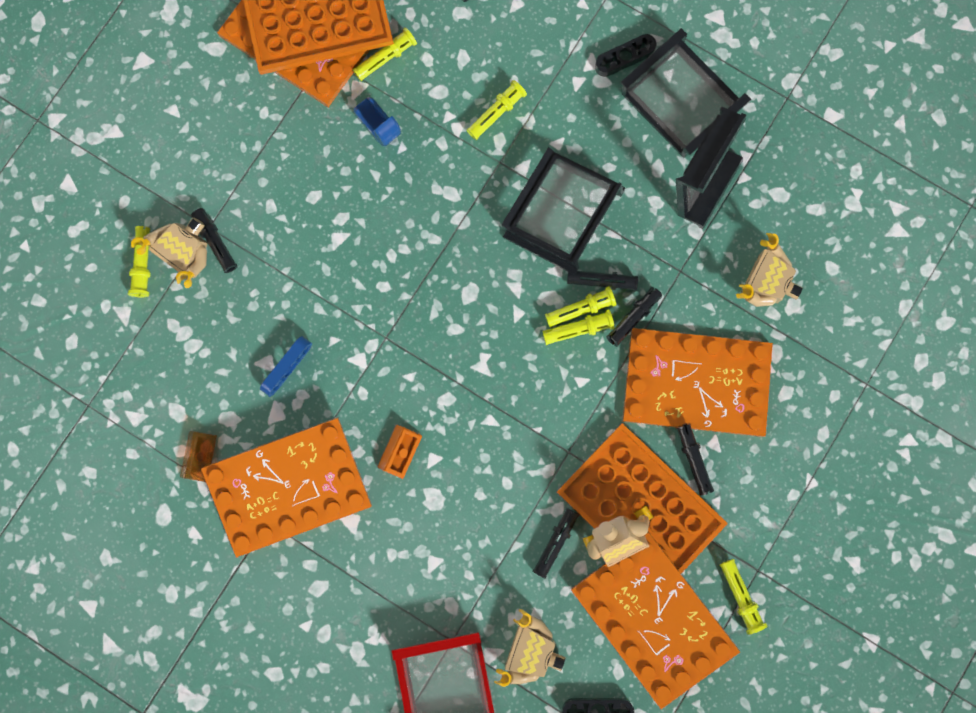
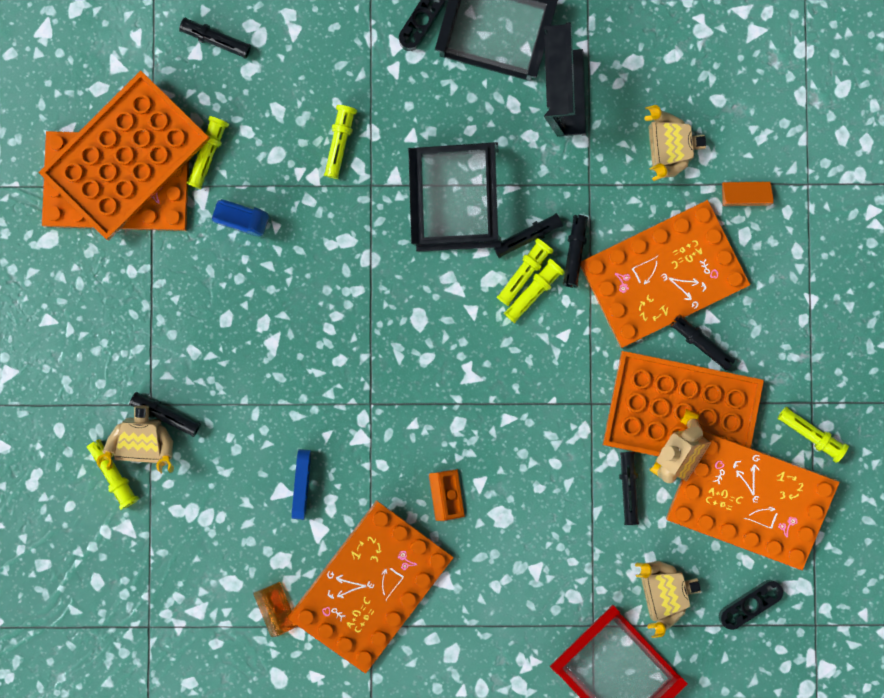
camera: 35 degrees left, 5 degrees up
(809, 359) = (747, 194): none -> orange slope

